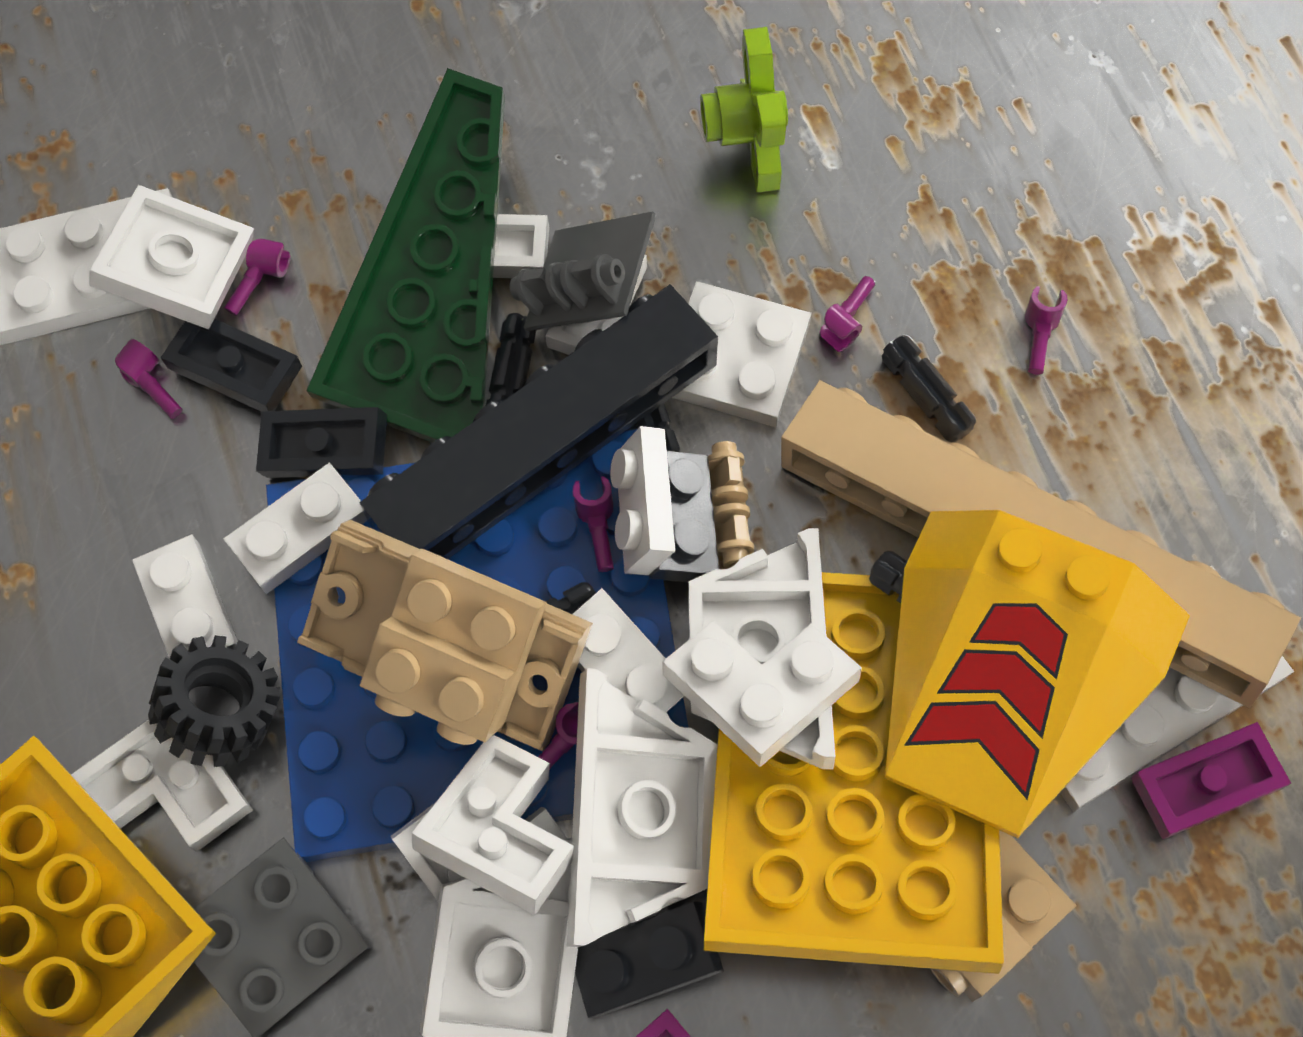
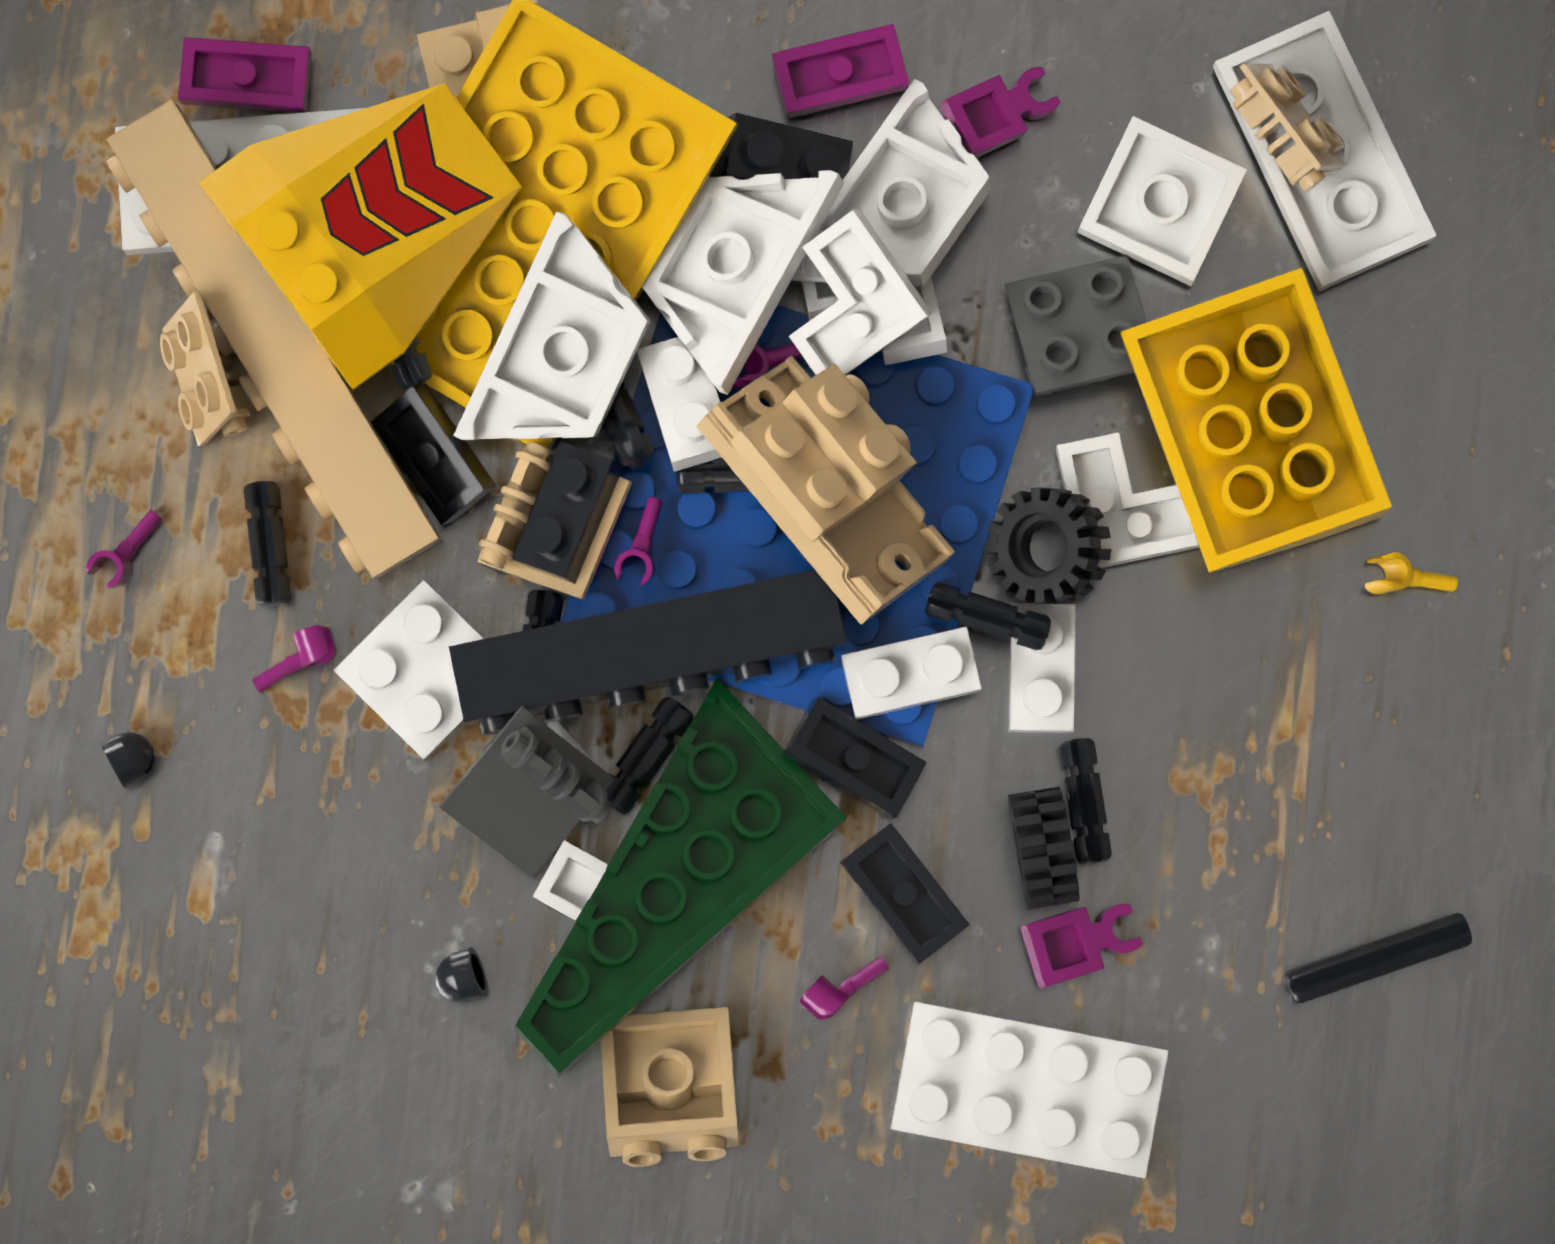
camera: 155 degrees left, 15 degrees up
(66, 388) = (1070, 944): none -> magenta plate
(100, 510) = (1085, 801): none -> black axle
(112, 436) = (1044, 847): none -> black tyre
(135, 366) = (998, 940): magenta hand -> none
(171, 257) = (915, 1014): white plate -> none
(244, 608) = (988, 616): none -> black axle
(358, 132) = (670, 1086): none -> tan plate
(574, 145) = (462, 977): none -> black hinge
(645, 514) = (595, 523): white plate -> none
(667, 616) = (627, 432): none -> black axle
(751, 111) = (279, 899): lime plant -> none
(757, 702) = (594, 284): white plate -> none
(844, 526) = (432, 458): none -> black plate
(938, 174) = (129, 756): none -> black hinge
(1057, 461) = (192, 352): none -> tan hinge

